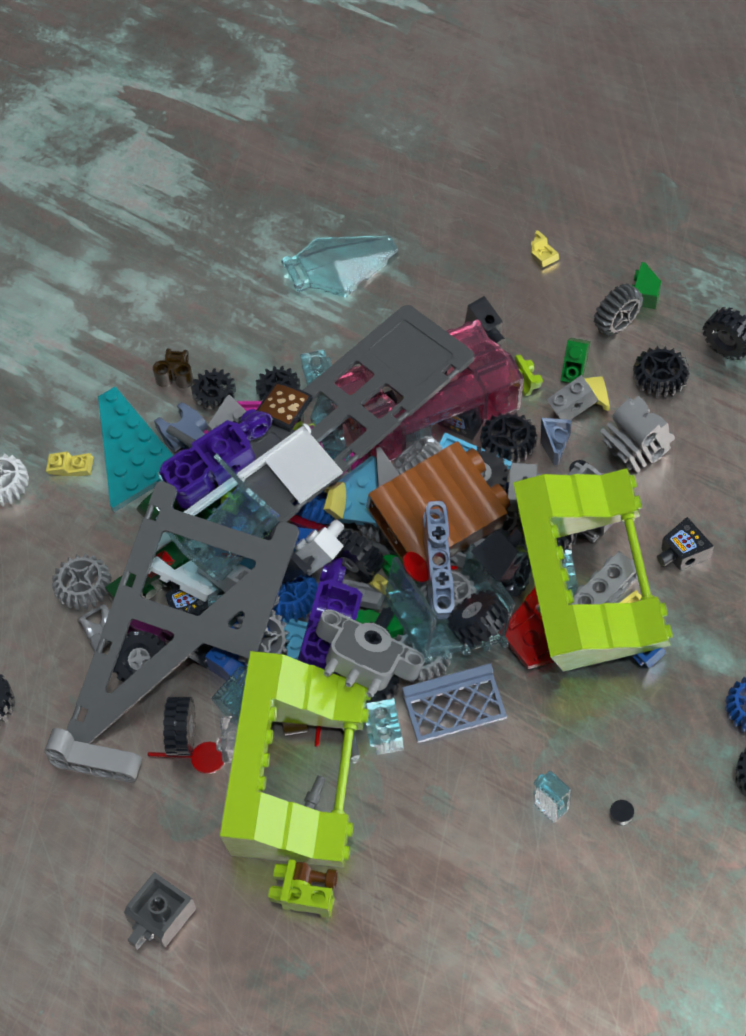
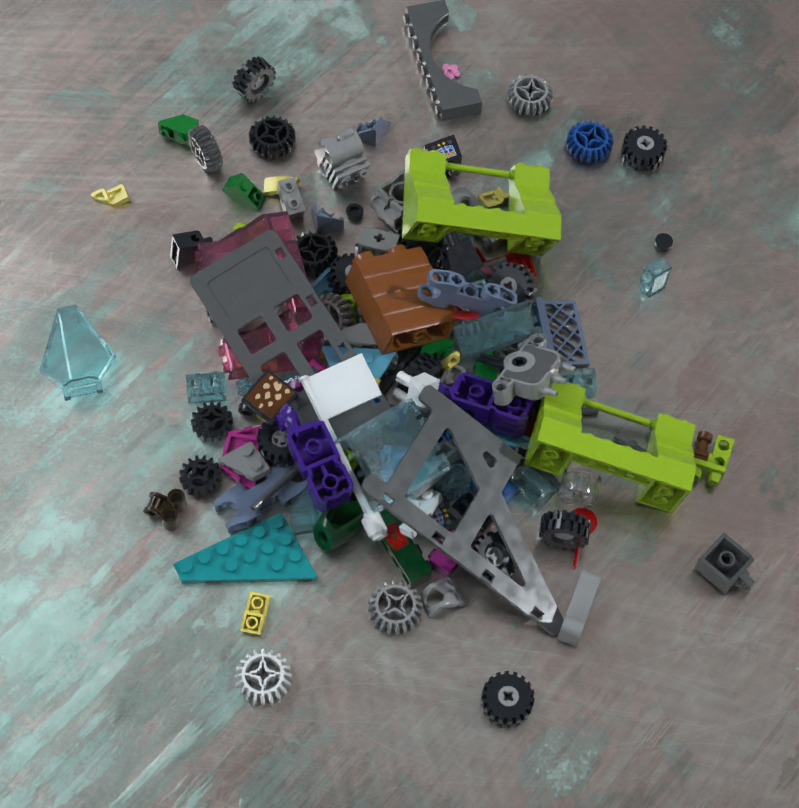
camera: 90 degrees left, 5 degrees up
(702, 469) = (372, 132): none -> sand blue slope

